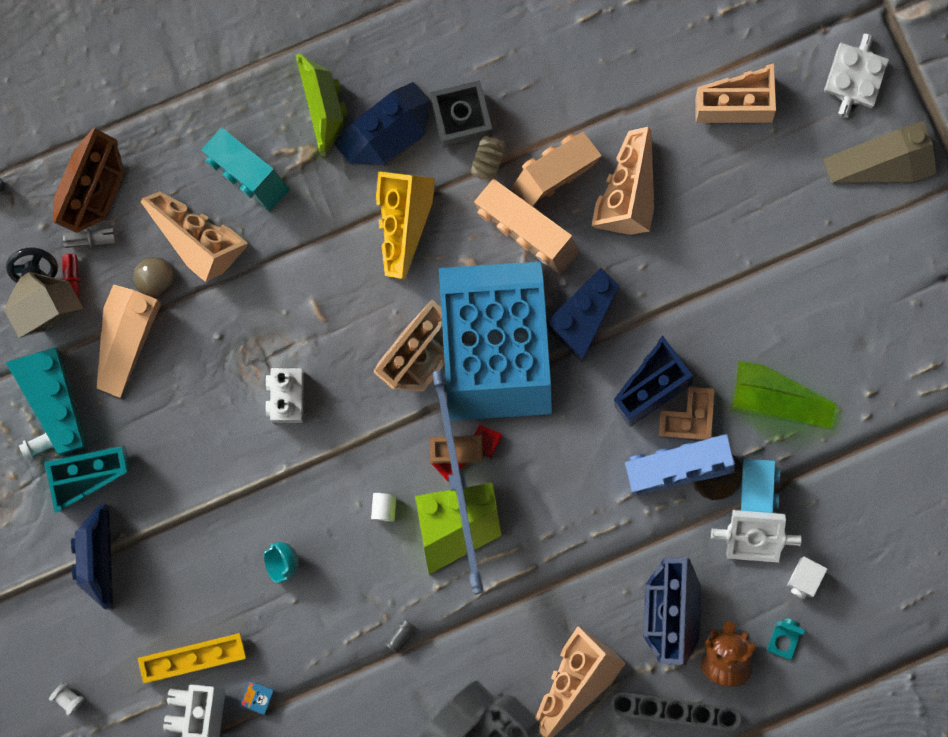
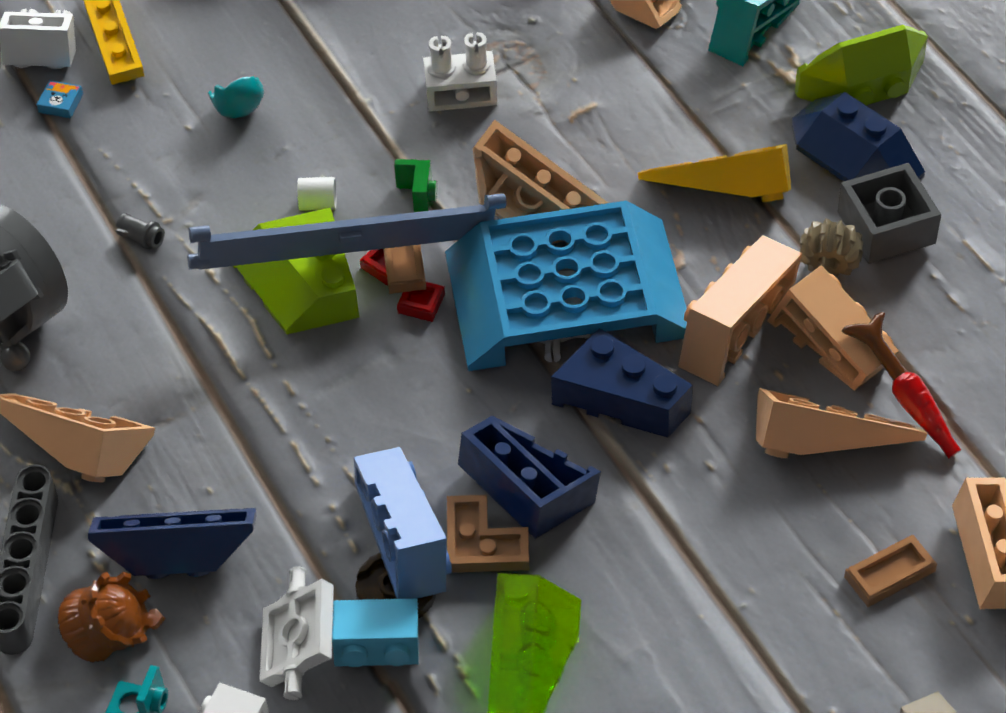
camera: 85 degrees right, 30 degrees down
(389, 430) = (417, 176): none -> green bracket
(611, 132) = (906, 386): none -> red piece
(736, 169) = (890, 570): none -> medium nougat tile

